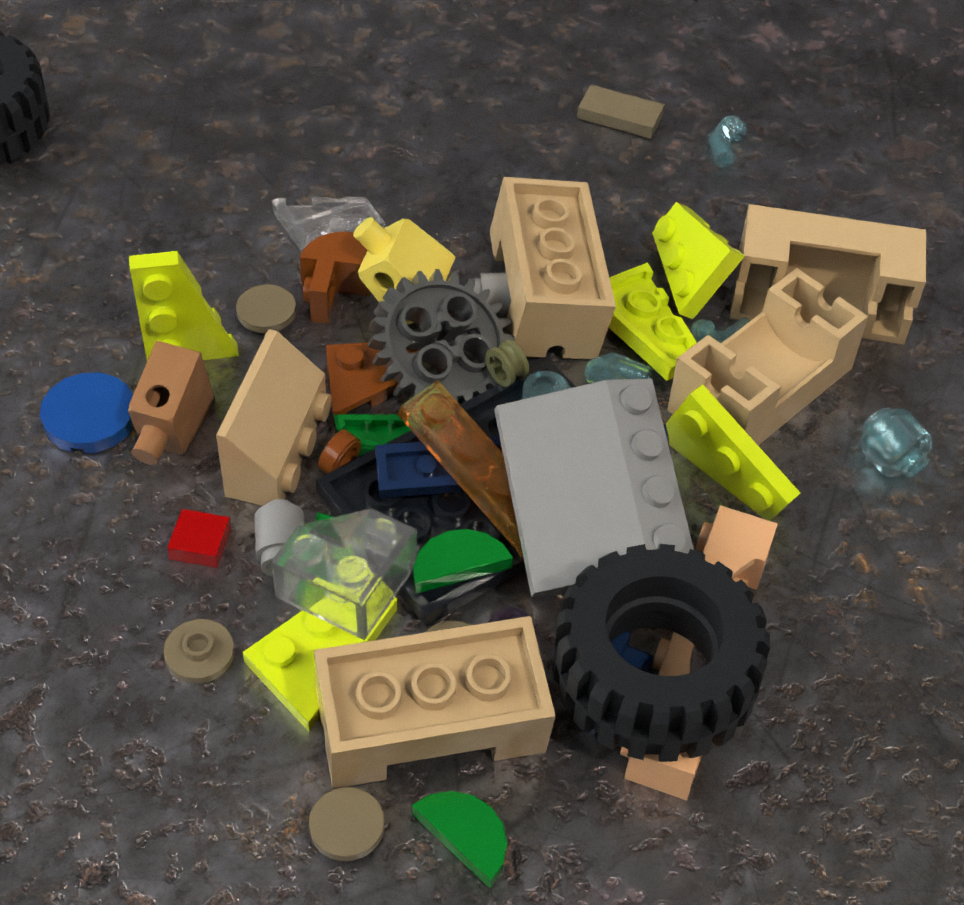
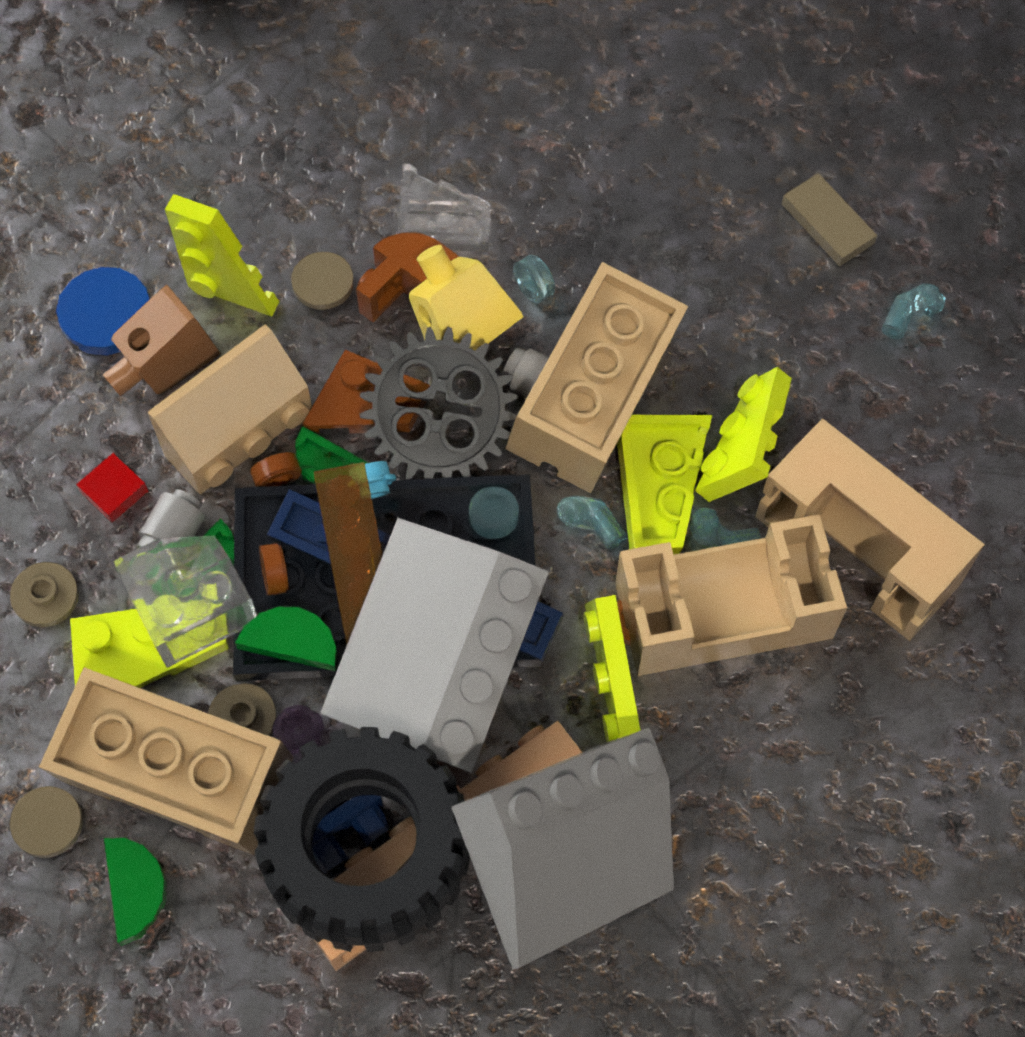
camera: 35 degrees right, 15 degrees up
(405, 507) = (273, 568): none -> dark orange tile
(442, 228) = (534, 278): none -> clear light blue tile
(507, 363) = (475, 463): olive bush -> none
(816, 565) = (572, 844): none -> light grey slope
(896, 442) = (790, 748): clear light blue head -> none

